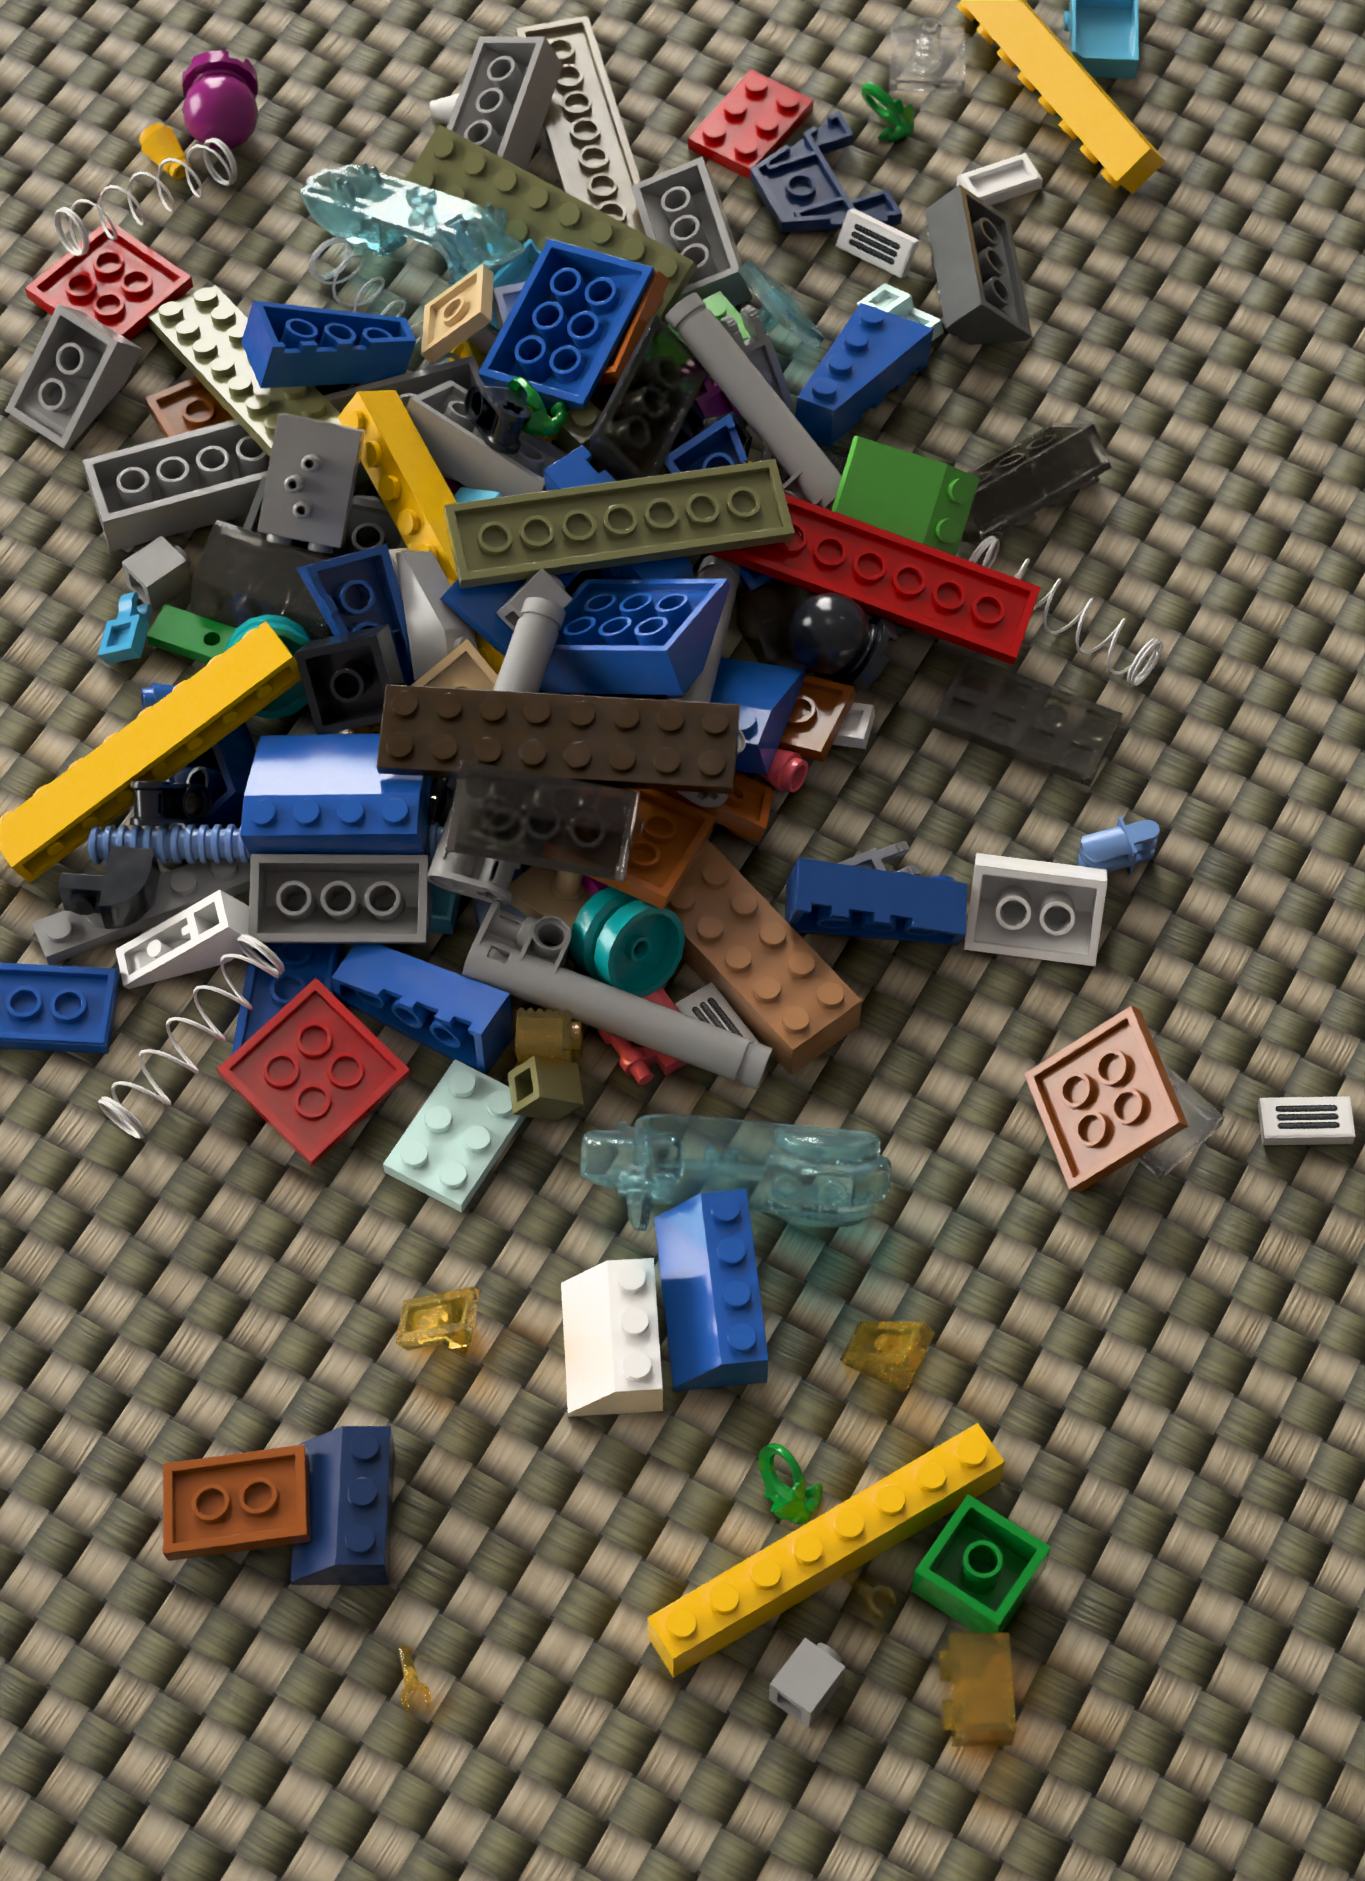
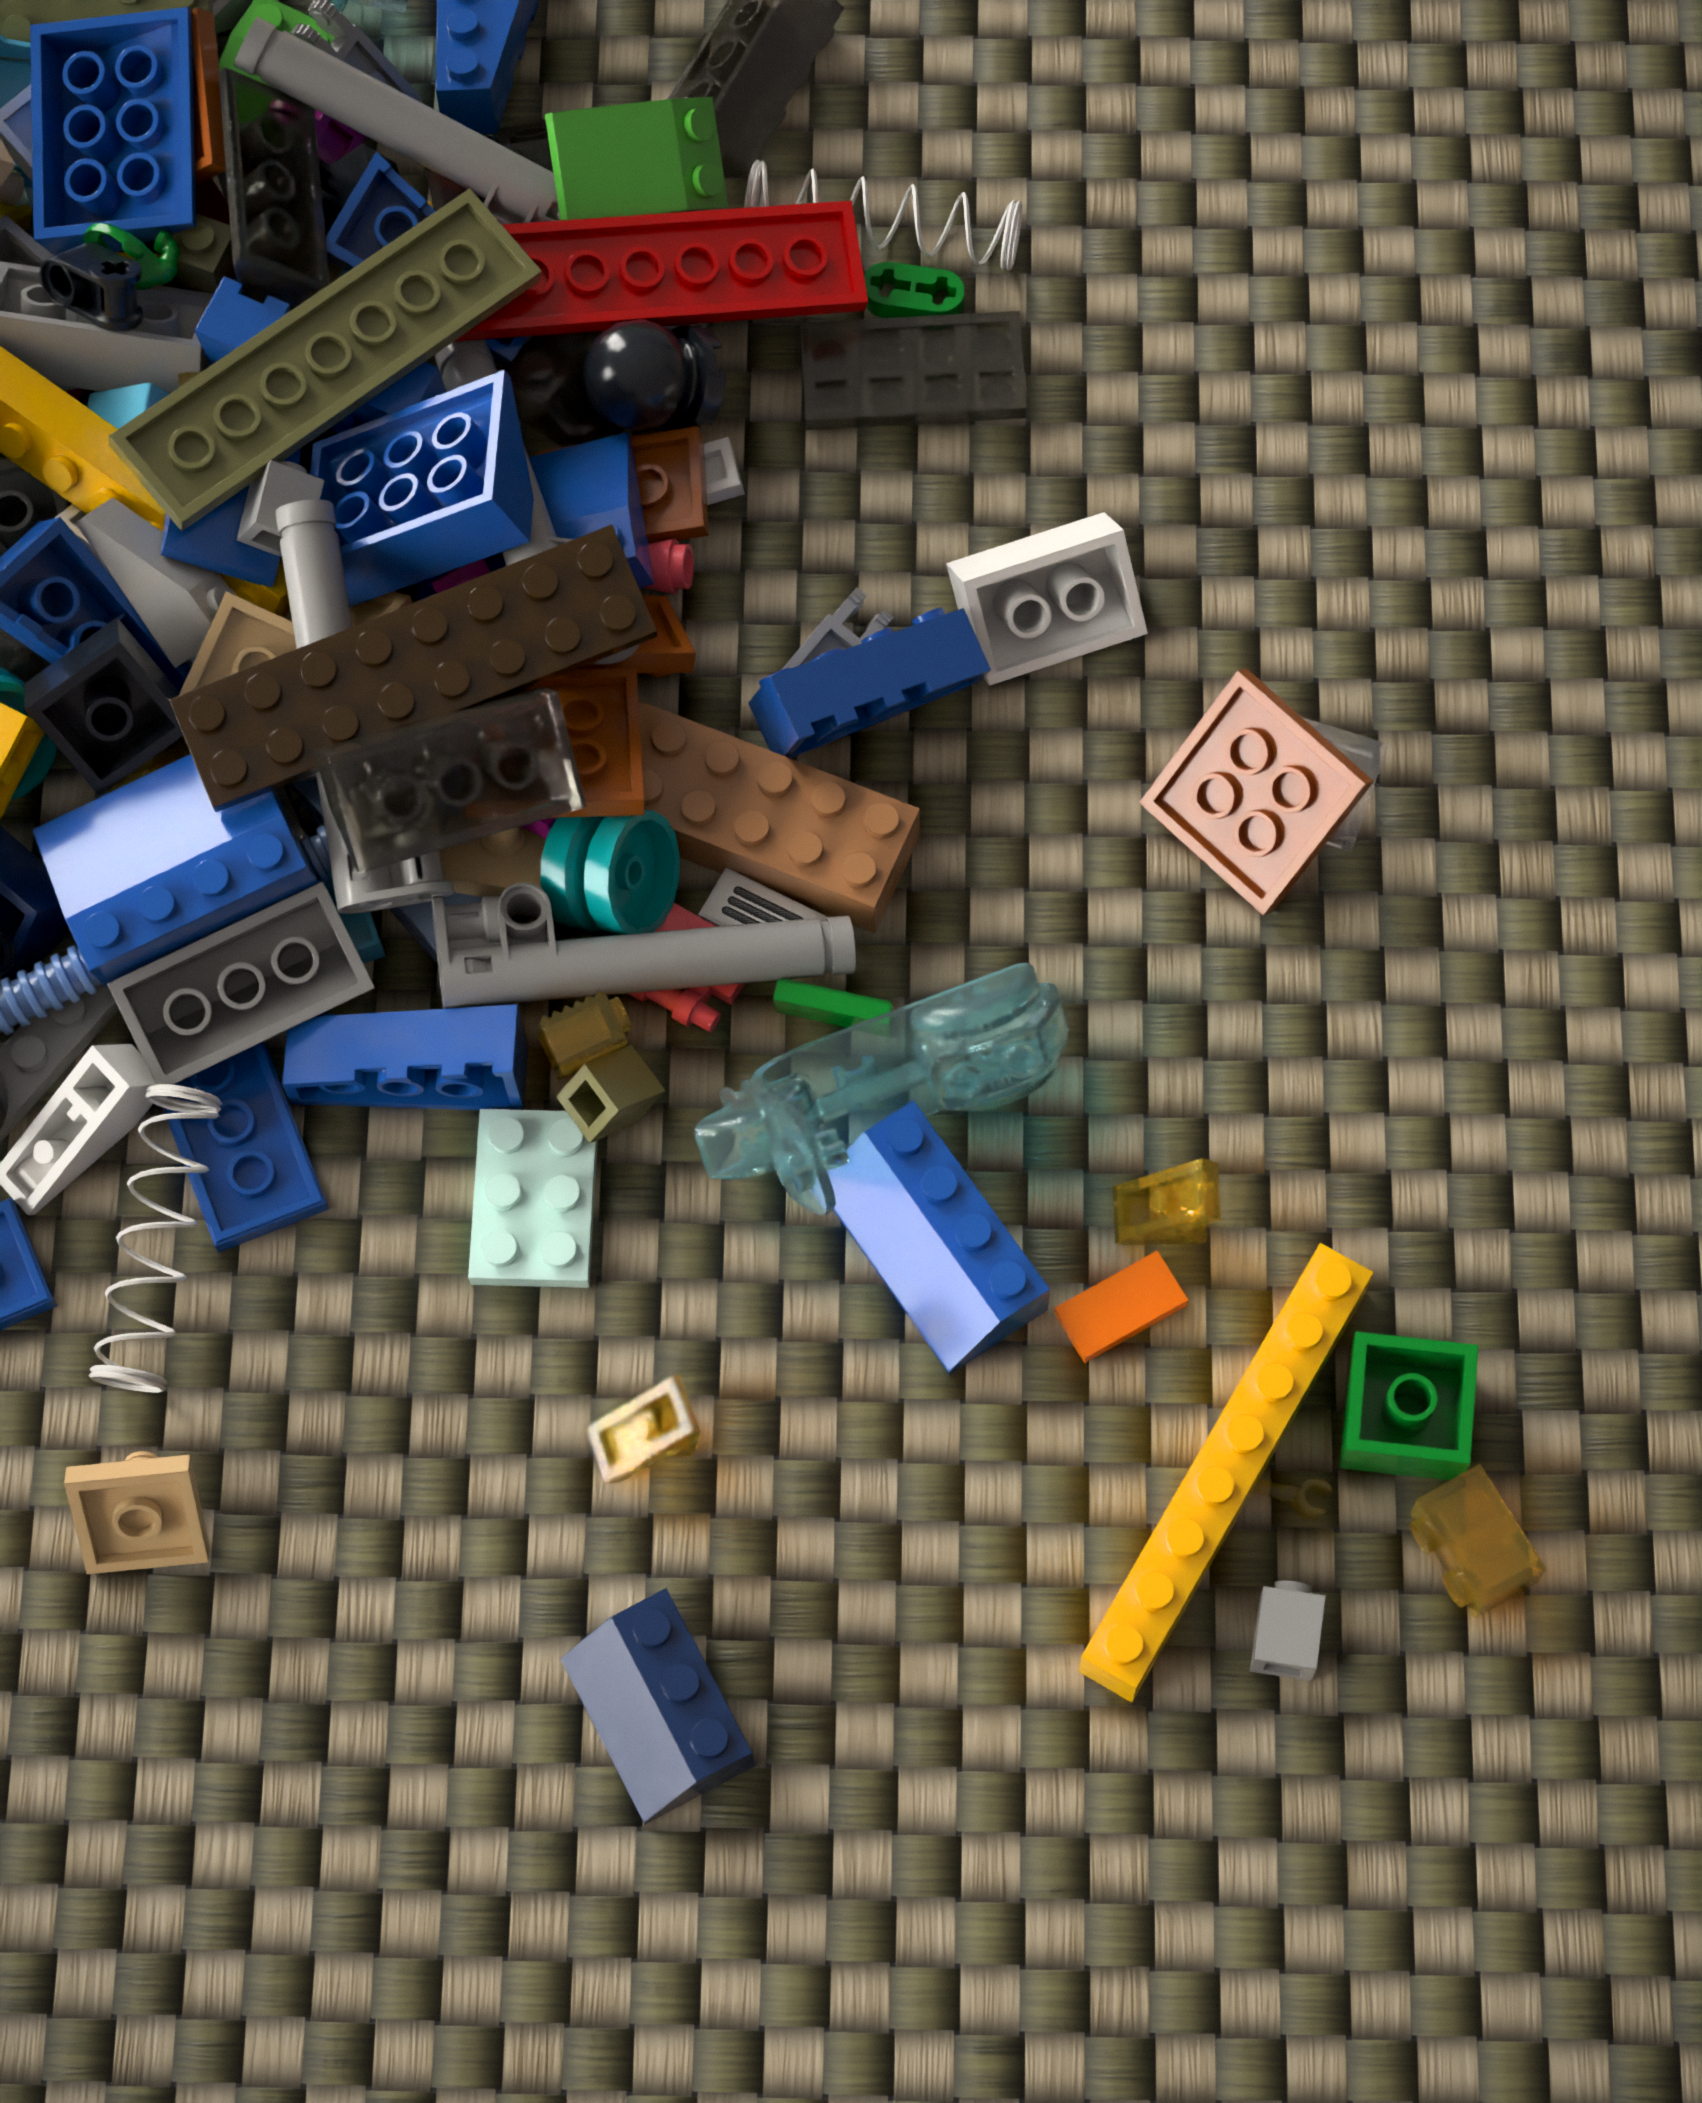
camera: 25 degrees left, 10 degrees up
(75, 1204) = (137, 1513): none -> tan tile
(236, 1502) = (532, 1766): dark orange plate -> none
(313, 1072) = (325, 1208): red plate -> none
(410, 1677) = (845, 1860): clear yellow hand -> none
(612, 1339) = (852, 1351): white slope -> none
(723, 1098) = (826, 1004): none -> green tile
(788, 1502) = (1153, 1438): green piece -> none
(818, 1404) = (1120, 1306): none -> orange tile
(1058, 669) = (912, 290): none -> green beam
(1119, 846) = (1100, 477): medium blue arm -> none
(1306, 1120) = (1476, 703): white tile -> none

